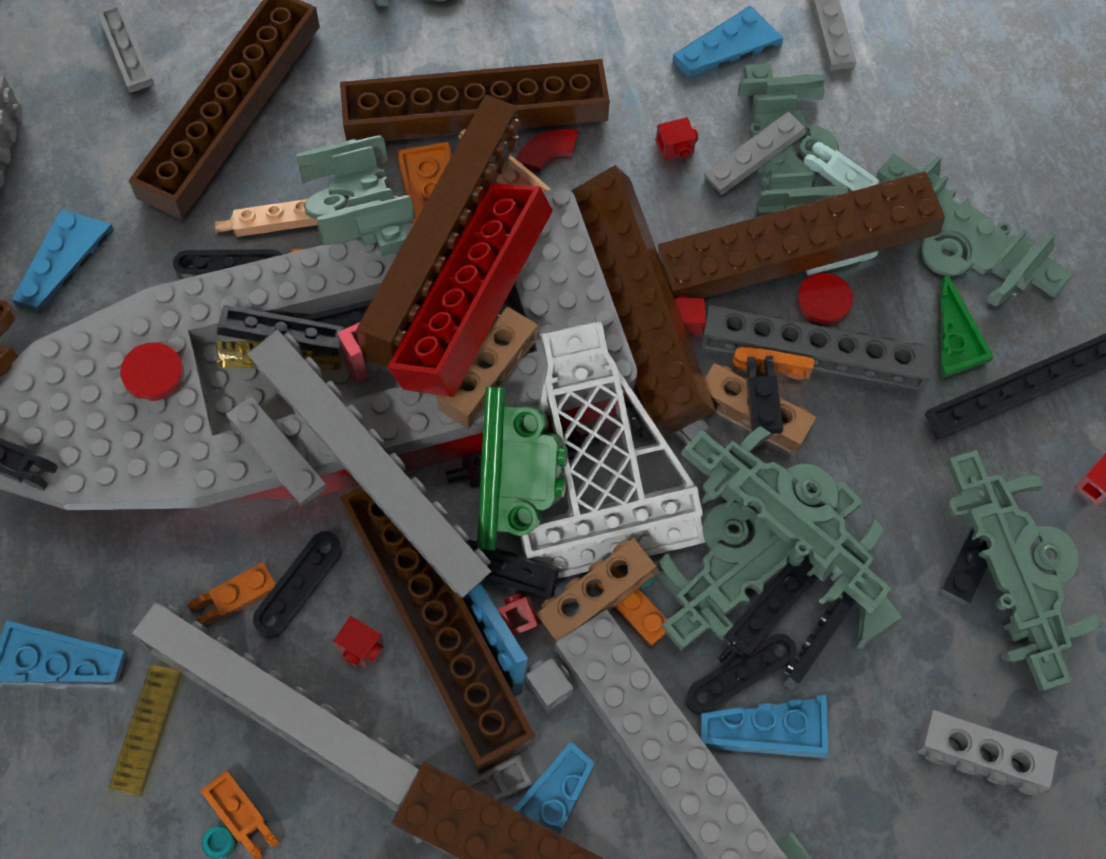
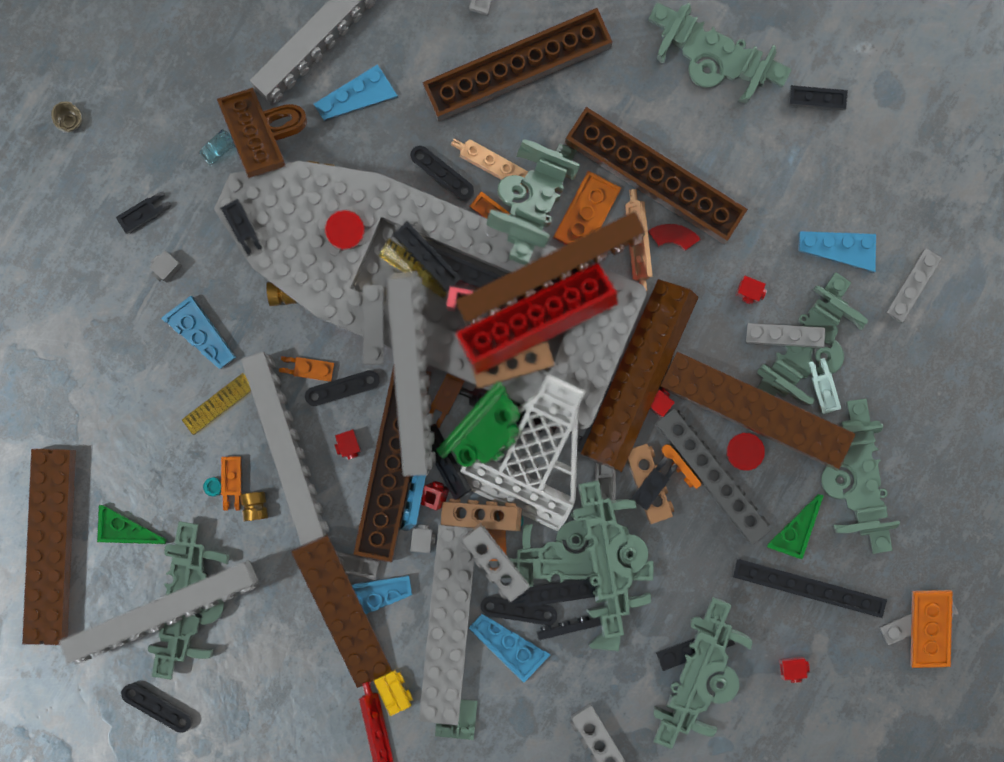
camera: 40 degrees right, 20 degrees up
(129, 528) = (277, 296): none -> pearl gold wheel
(292, 817) = (254, 506): none -> pearl gold wheel
(435, 480) = (446, 397): none -> orange hinge
(713, 627) = (508, 590): none -> light grey brick

